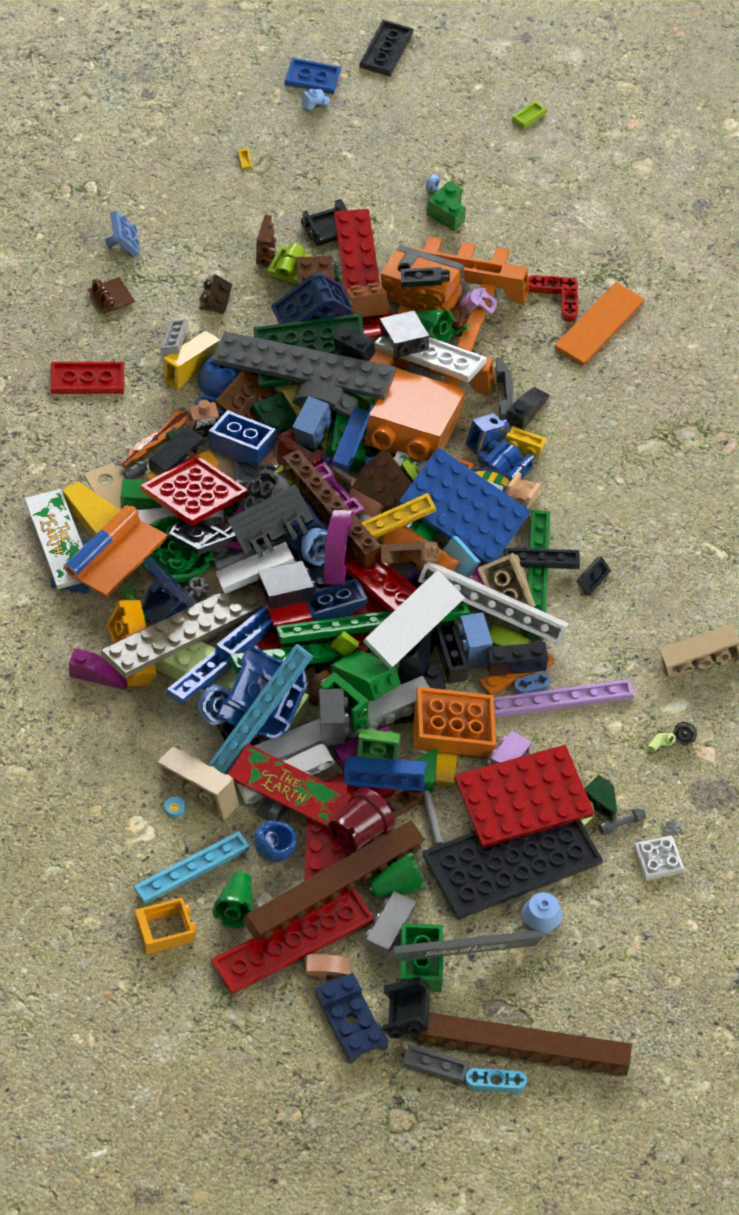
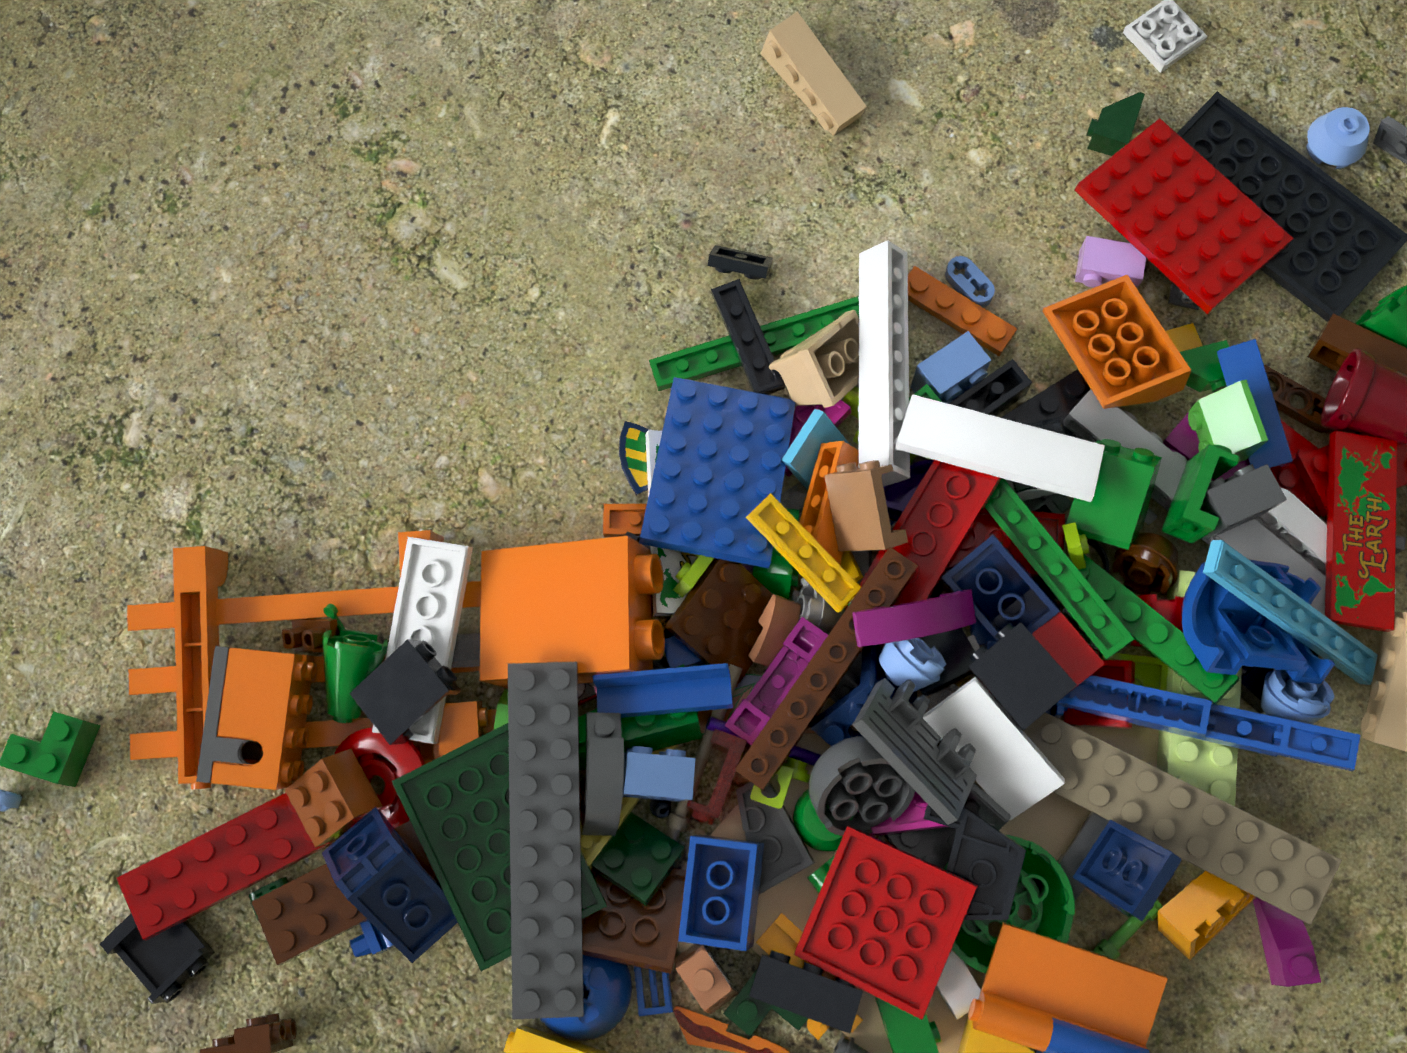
camera: 100 degrees left, 20 degrees up
(197, 588) = (1056, 833): light grey gear -> none
(284, 263) = (280, 987): lime plate -> none
(353, 344) = (479, 759): black brick -> none
(424, 276) = (271, 701): black hinge -> none
(432, 818) = (1275, 325): light grey bar -> none
(474, 299) = (263, 623): lavender piece -> none
(485, 430) = (536, 503): blue torso -> none
(502, 637) = (919, 334): lime slope -> none
(503, 376) = (472, 496): dark grey slope -> none
(505, 459) = (578, 465): blue hips -> none
(517, 658) = (958, 298): black brick -> none
(523, 490) = (635, 394): light nougat piece -> none
(526, 408) = (451, 466): black slope -> none
(526, 442) = (525, 444): yellow bracket -> none
(563, 698) = (976, 243): lavender tile -> none
(564, 291) = (181, 495): red beam -> none
(599, 323) = (231, 421): orange tile -> none
(607, 826) = (1115, 78): dark grey bar -> none
(661, 739) = (976, 87): yellowish green arm -> none
(685, 738) = (954, 58): dark grey plate -> none

